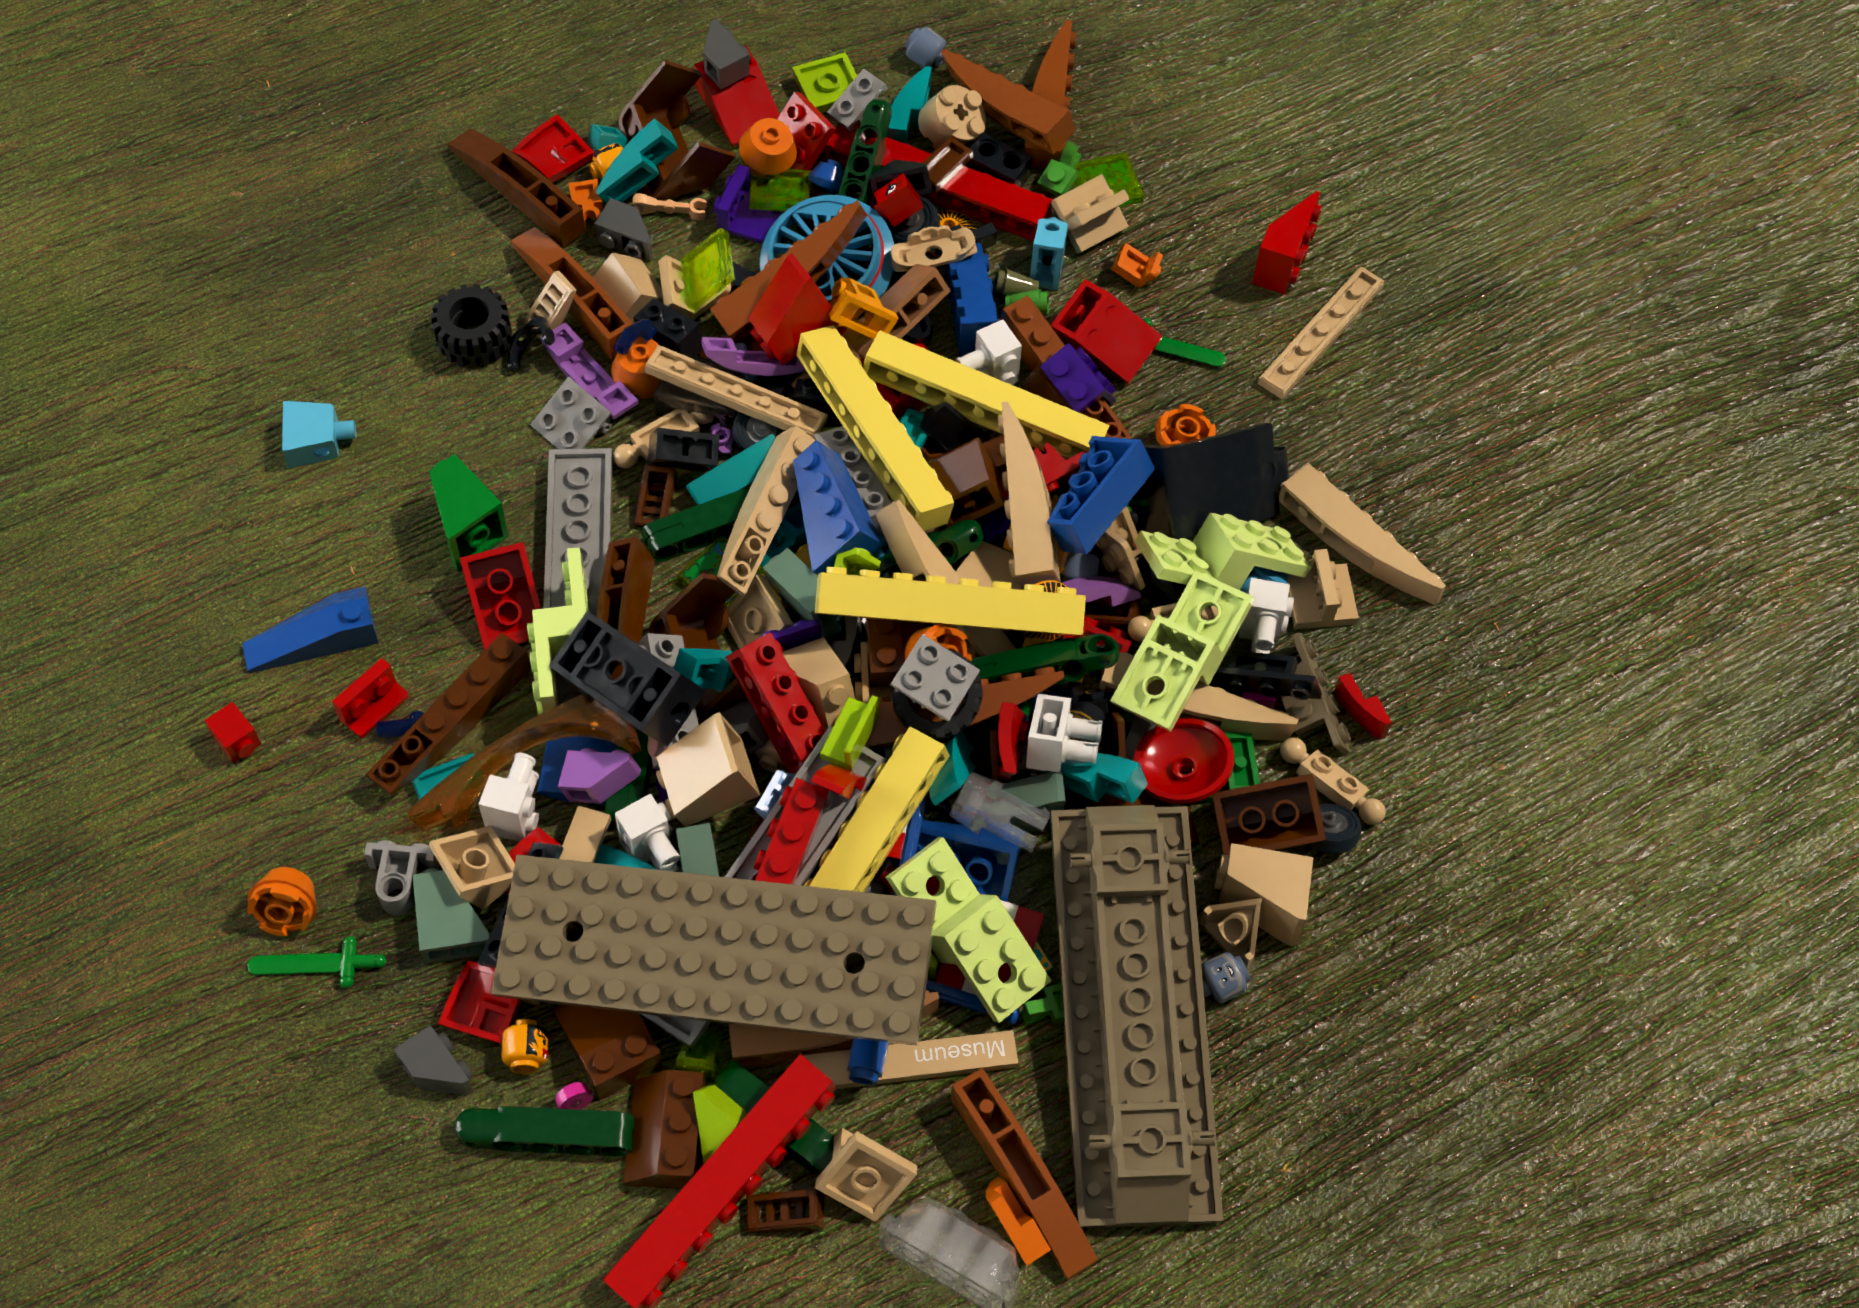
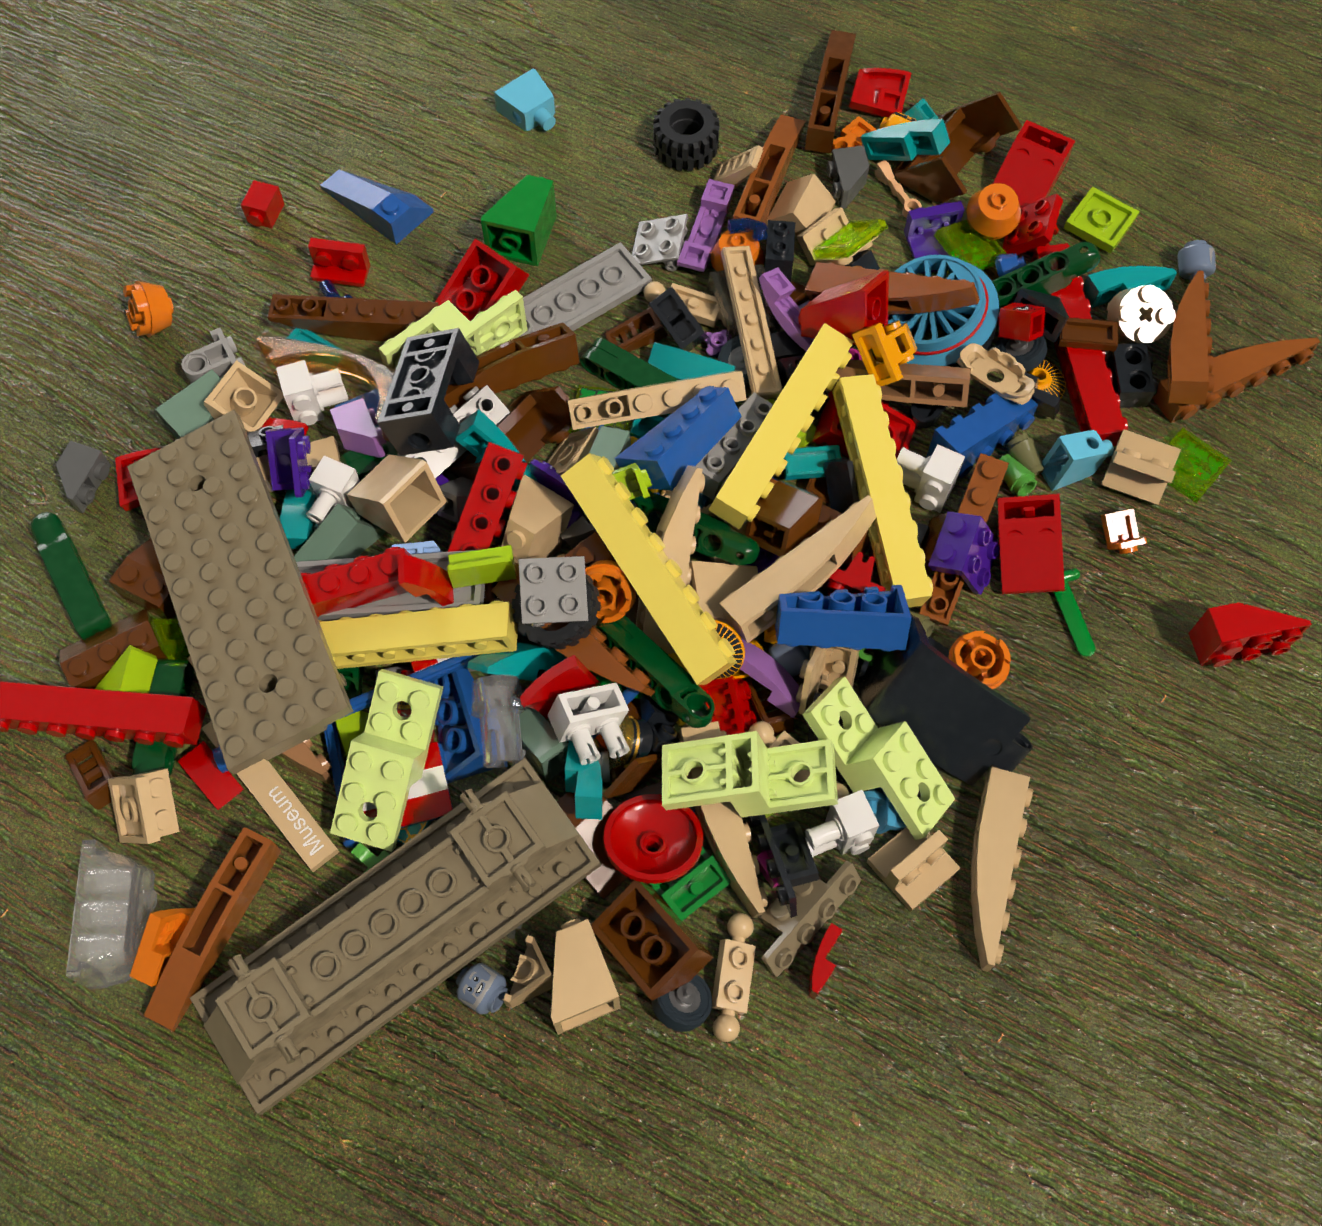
camera: 60 degrees right, 5 degrees up
(318, 963) = (132, 374): green sword -> none
(518, 347) = (713, 172): black cap -> none
(525, 1047) = (125, 521): light orange head -> none
(574, 1096) = (101, 574): dark pink tile -> none
(595, 839) = (288, 459): none -> dark purple bracket
(724, 57) = (1044, 129): dark grey slope -> none
(852, 103) = (1102, 235): light grey pin -> none
(865, 1103) = (203, 770): none -> red slope
(1060, 175) = (1162, 426): bright green plate -> none
(1320, 332) = (1186, 716): tan tile -> none

